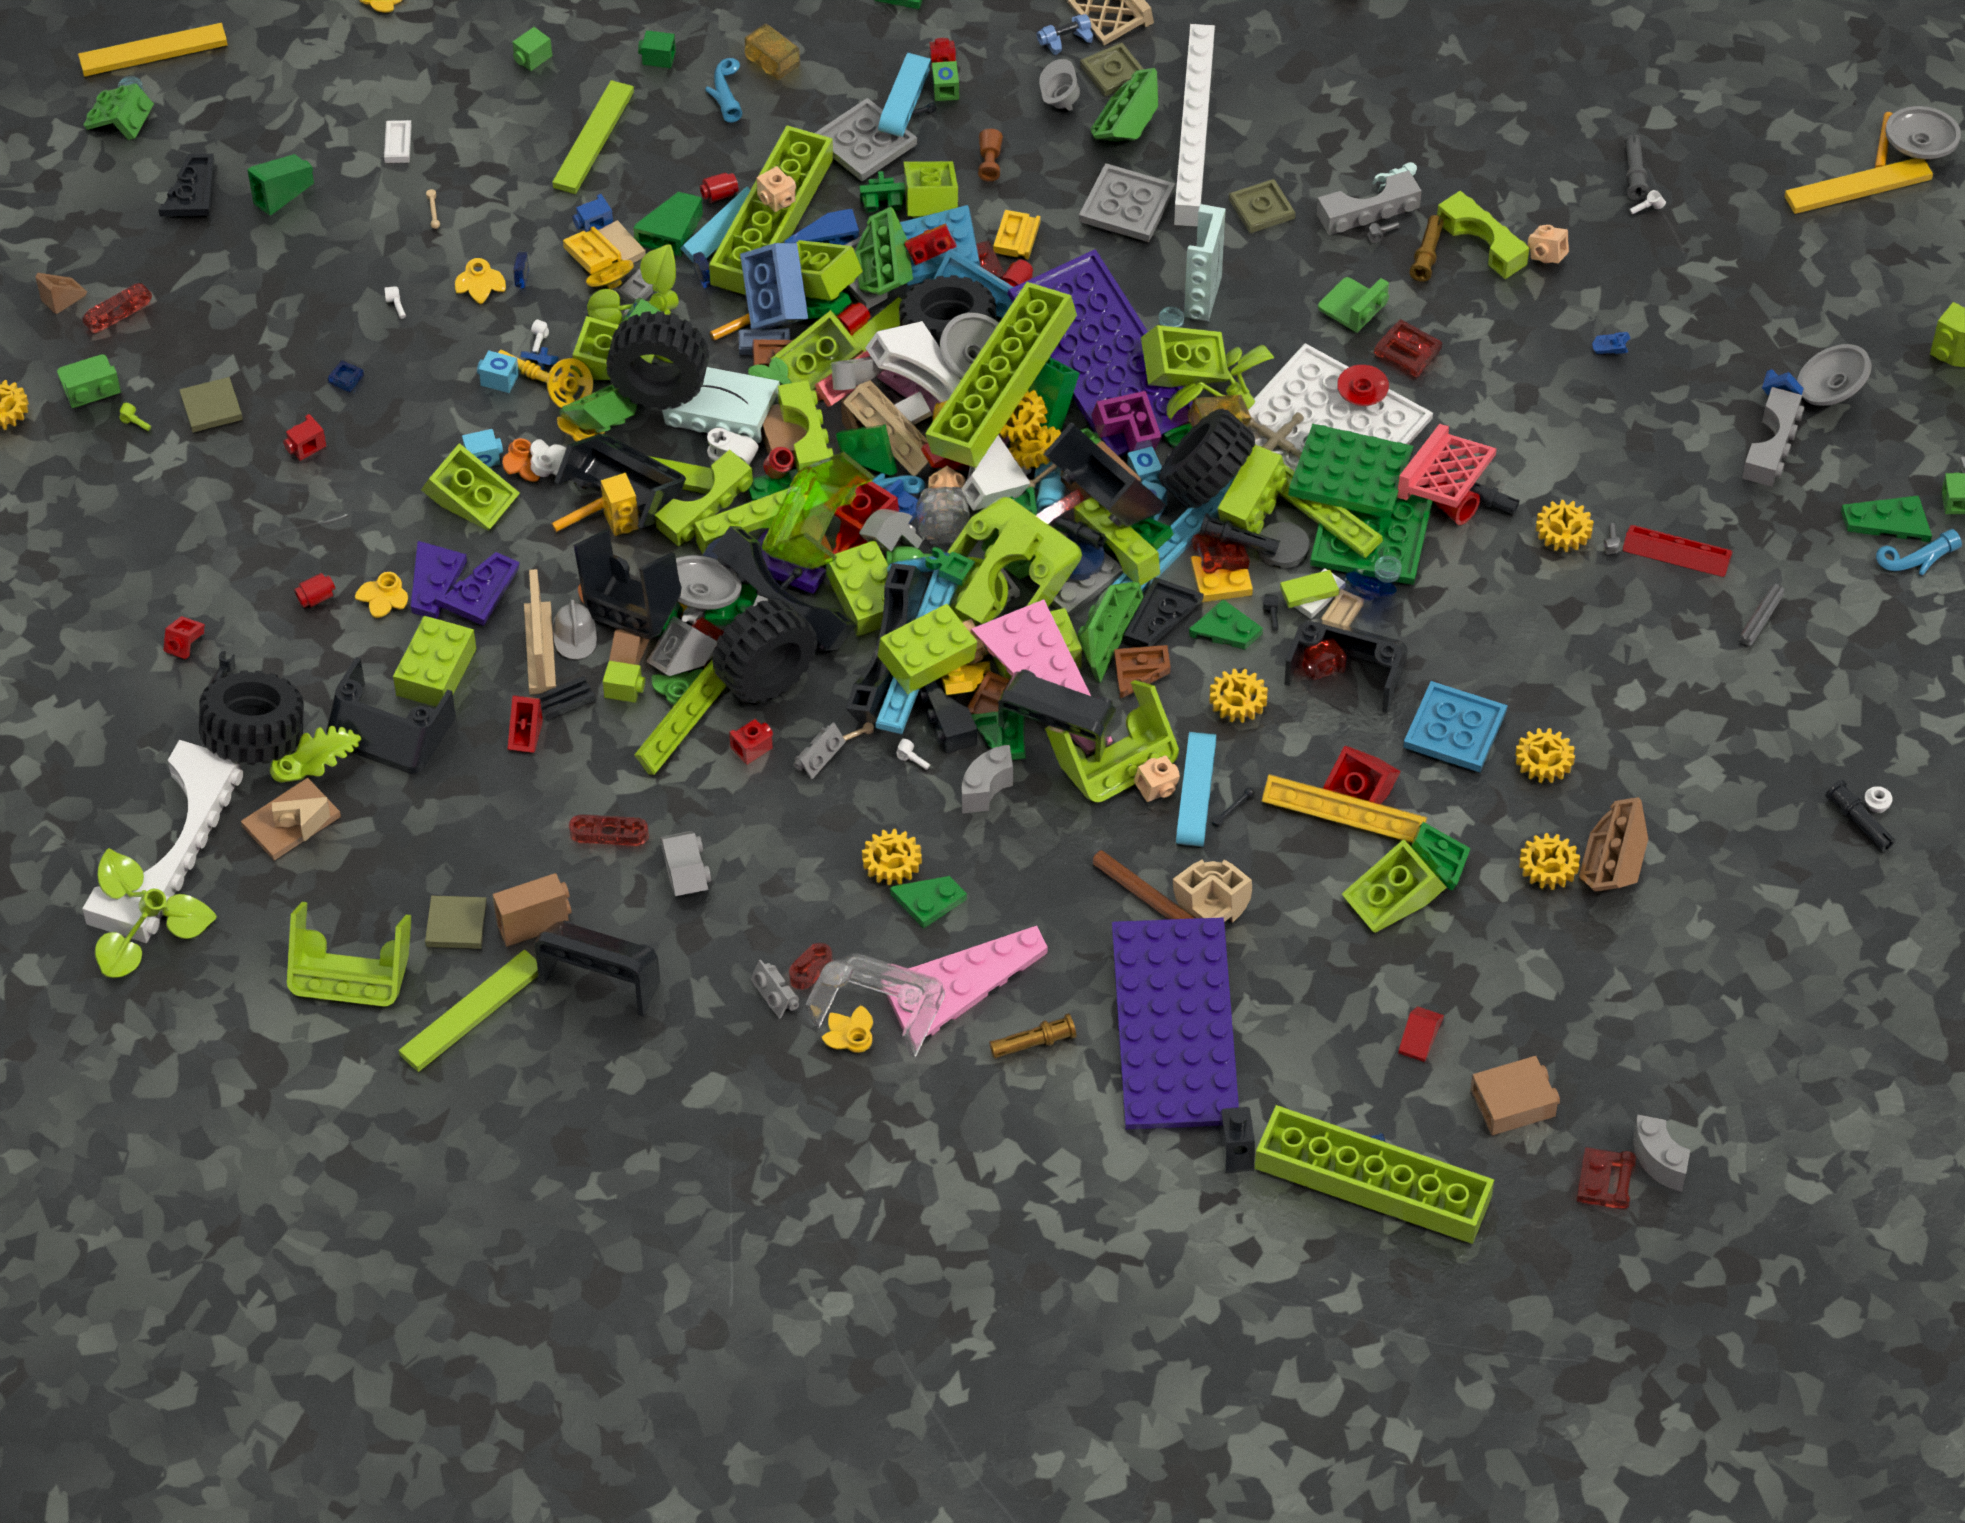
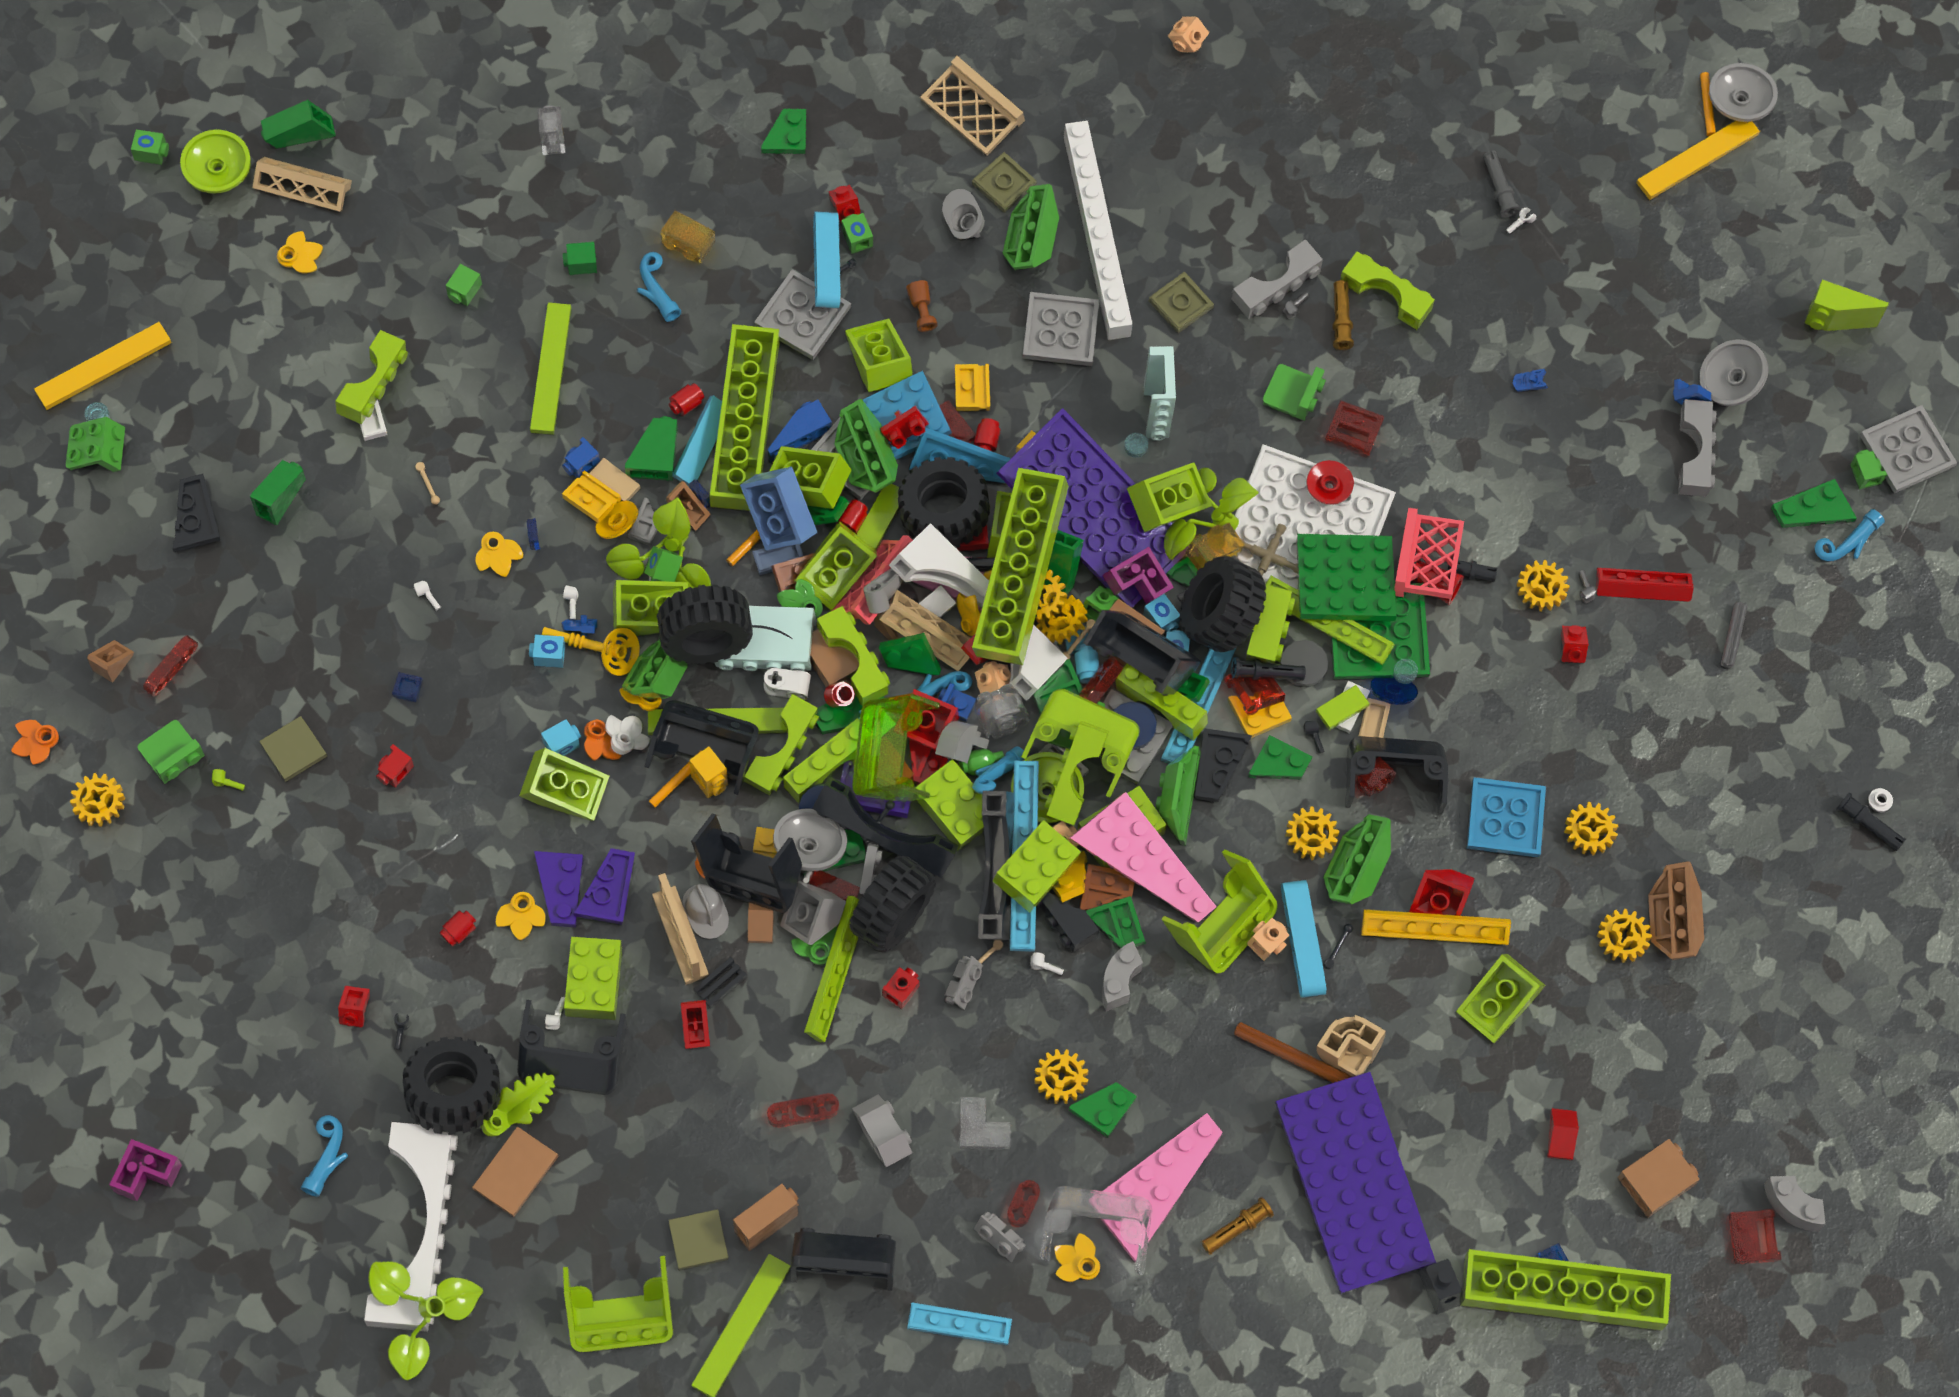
camera: 20 degrees left, 15 degrees up
(81, 782) = (328, 1161): none -> dark azure plant
(306, 812) = (535, 1168): tan slope -> none
(382, 694) = (553, 1021): none -> white hand
(391, 119) = (358, 399): none -> lime arch
(623, 681) = (768, 955): lime brick -> none
(688, 279) = (695, 509): none -> medium nougat slope
(703, 1061) = (959, 1323): none -> medium azure tile
(776, 189) = (749, 404): light nougat brick -> none
(785, 888) = (976, 1132): none -> clear plate
(881, 190) = (848, 370): green hips -> none
(952, 567) = (1034, 773): green plate -> none
(965, 336) = (980, 523): light grey dish -> none
(1051, 36) = (937, 159): medium blue piece -> none
(1058, 707) = (1169, 902): black windscreen -> none
(1080, 531) = (1129, 703): black pin -> none
(1140, 664) = (1217, 824): dark orange wing -> none
(1283, 728) = (1359, 860): none -> bright green wedge
(1382, 176) = (1291, 241): light aqua piece -> none
(1441, 853) = (1532, 953): green wing -> none
(1548, 244) = (1449, 289): light nougat brick -> none
(1581, 586) = (1574, 644): none -> red bracket

